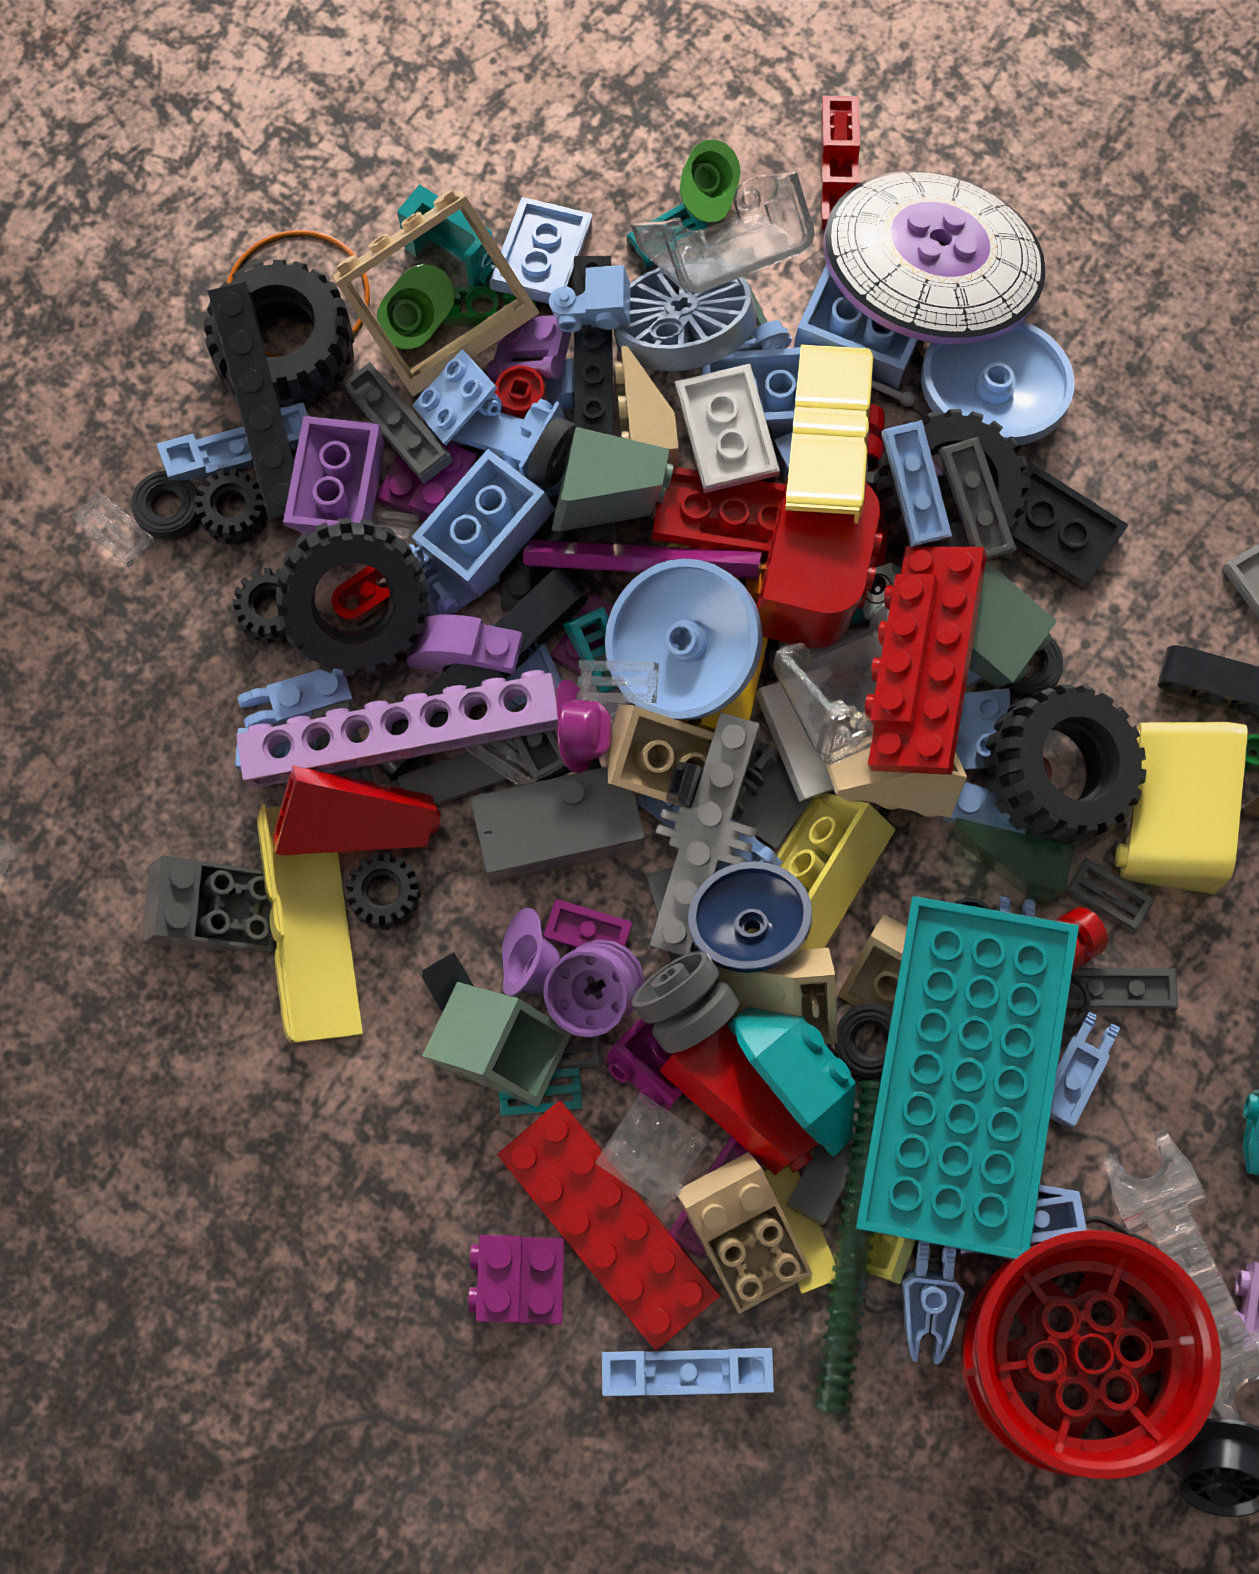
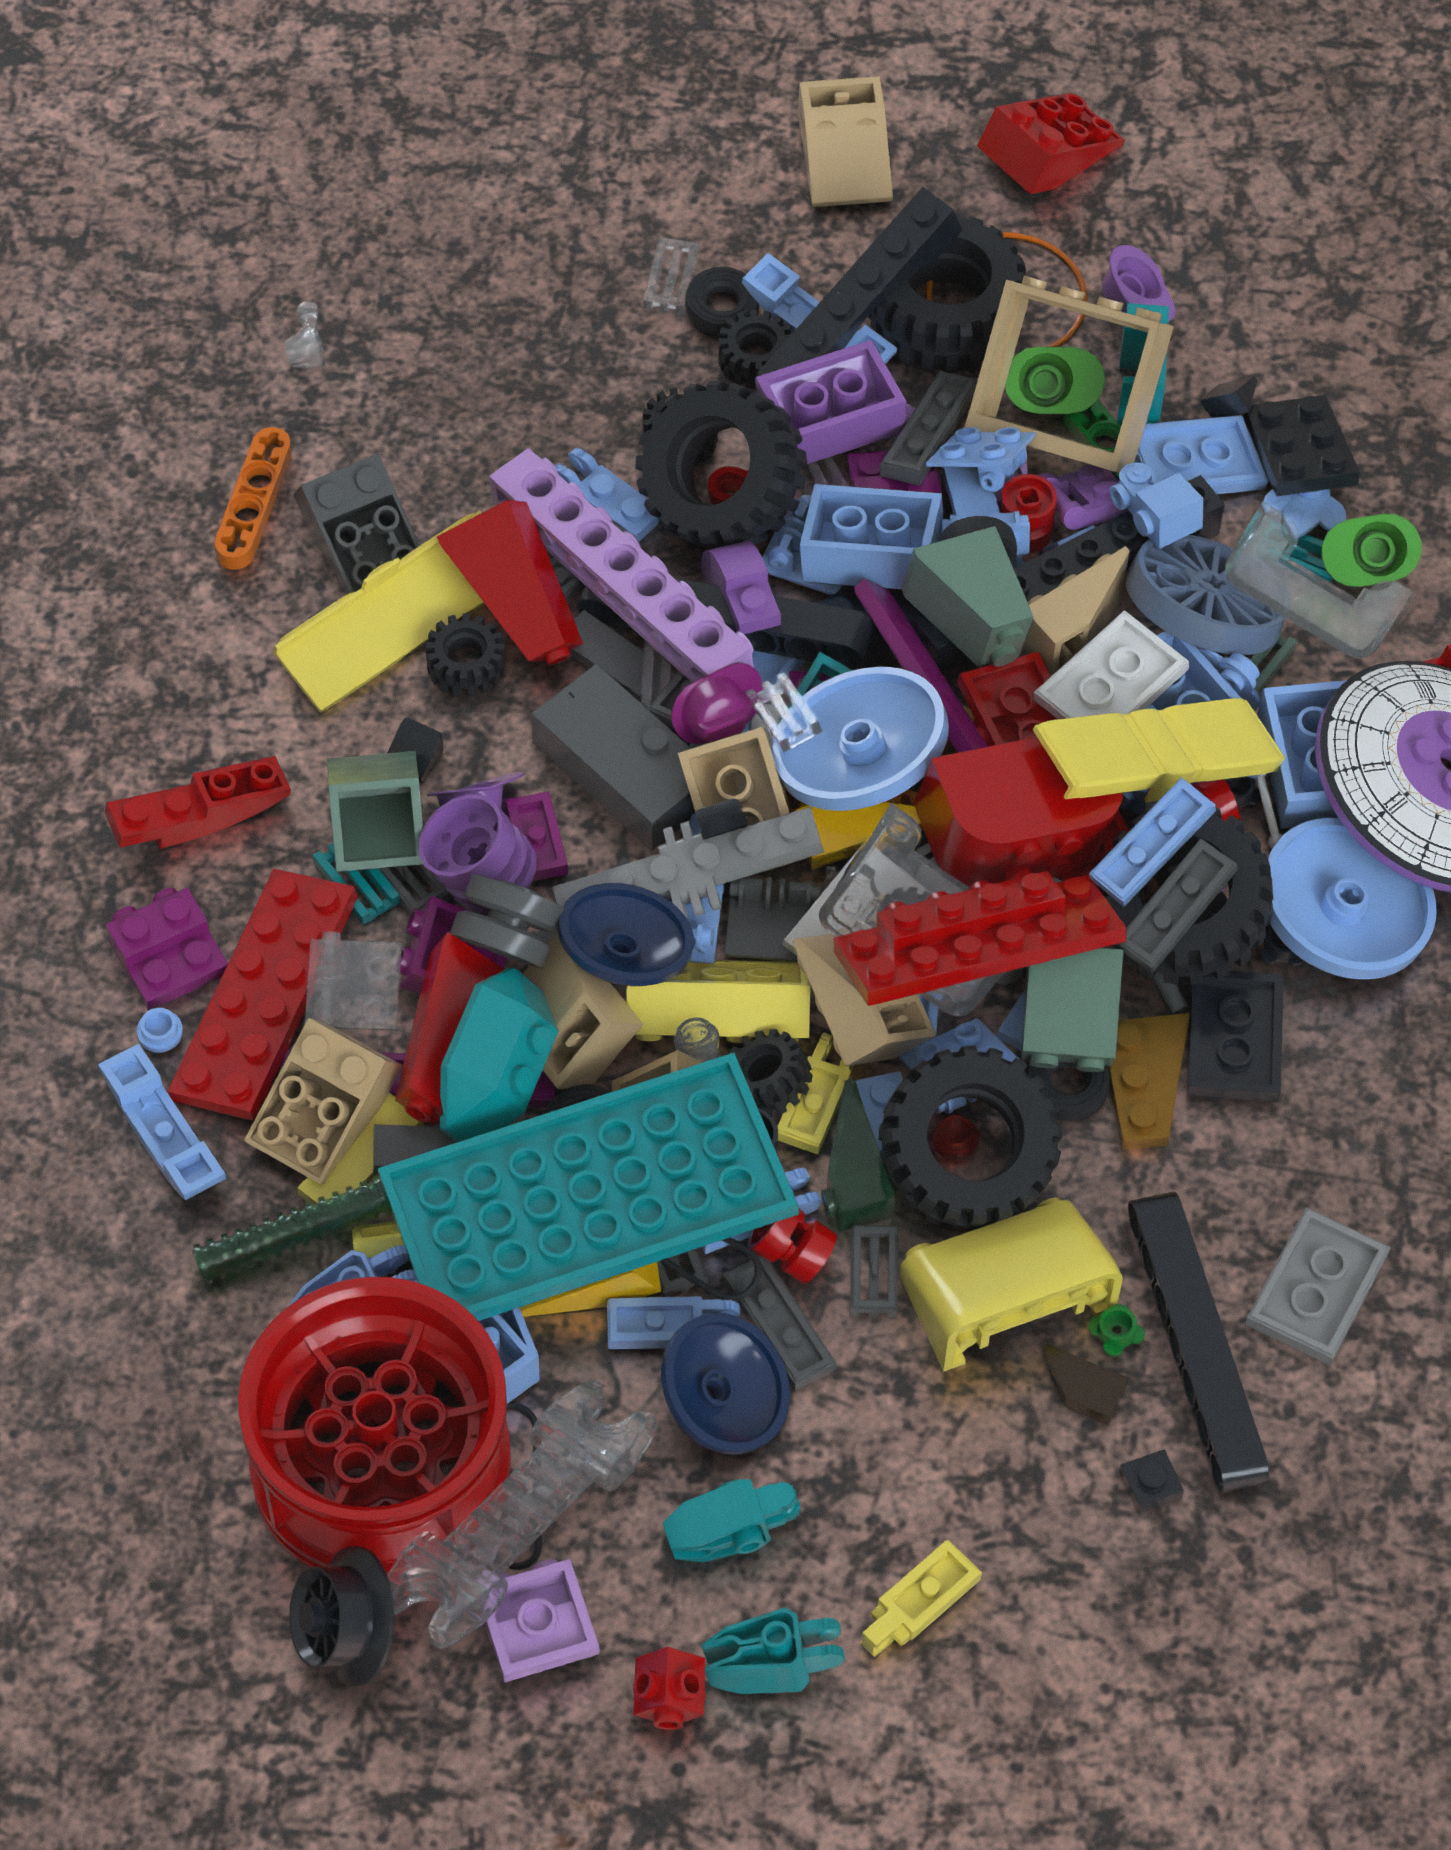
camera: 55 degrees right, 15 degrees down
(79, 324) = (845, 141): none -> tan slope
(116, 978) = (247, 496): none -> orange beam
(177, 178) = (1047, 140): none -> red slope
(362, 199) = (1135, 279): none -> medium lavender piece
(399, 1183) = (205, 806): none -> red slope
(502, 194) = (1230, 398): none -> black slope
(580, 172) = (1301, 445): none -> black plate
(592, 1326) = (159, 1030): none -> light blue plate
(635, 204) = (1309, 509): none -> light blue plate
(852, 911) = (697, 1039): none -> clear cone
(888, 865) = (786, 1081): none -> black tyre
(943, 854) = (811, 1119): none -> light yellow hinge
(1079, 621) = (1147, 1078): none -> pearl gold wing
(1164, 1062) = (740, 1371): none -> dark blue dish

